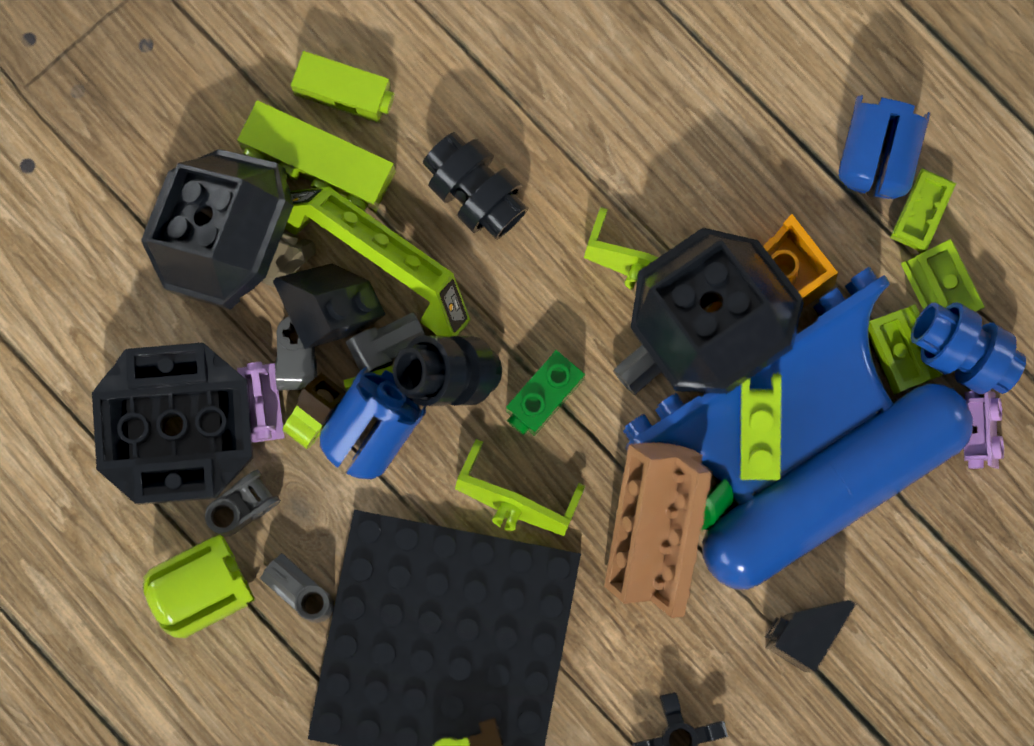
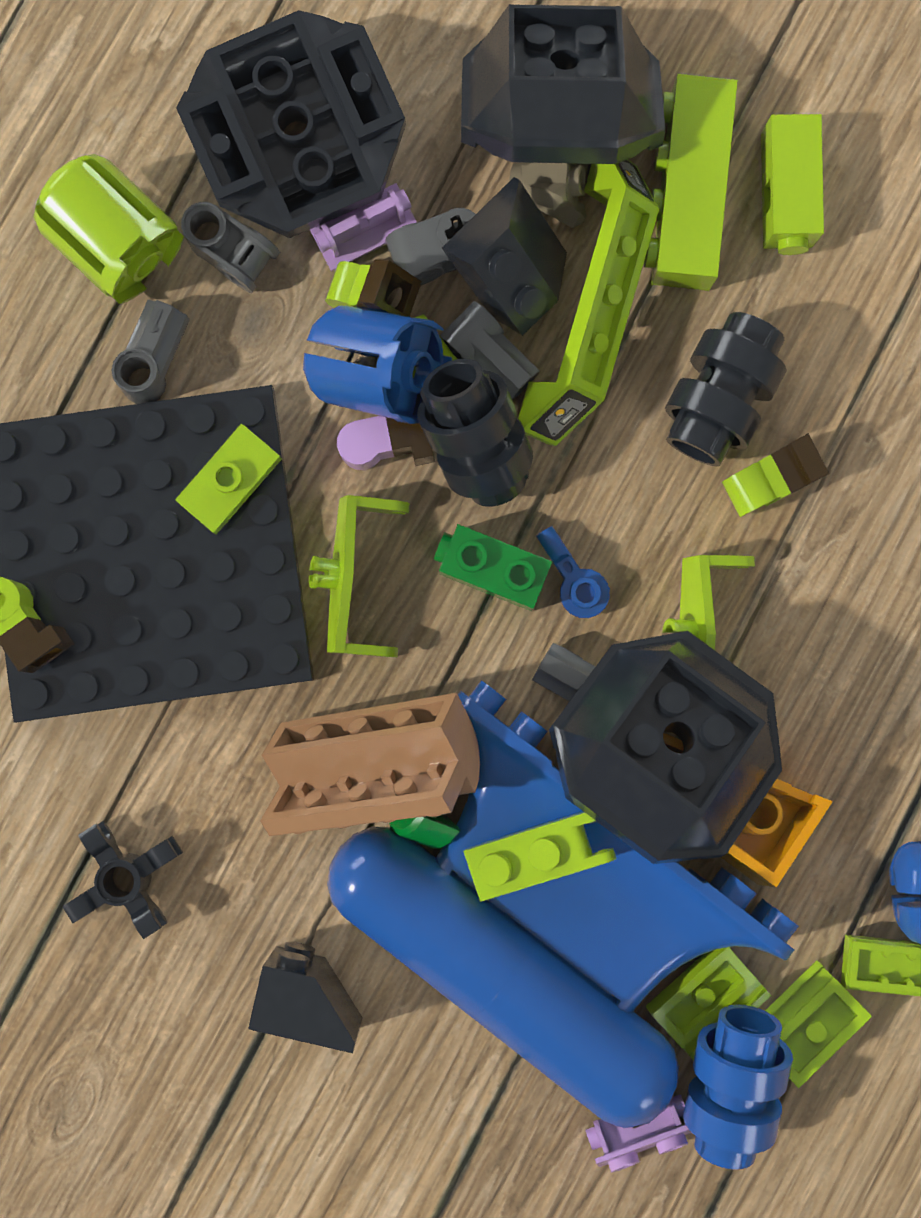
camera: 75 degrees right, 5 degrees up
(414, 561) = (228, 479): none -> lime plate
(421, 451) = (380, 437): none -> lavender leg
(548, 172) = (776, 476): none -> leg
(582, 337) = (583, 591): none -> blue plate

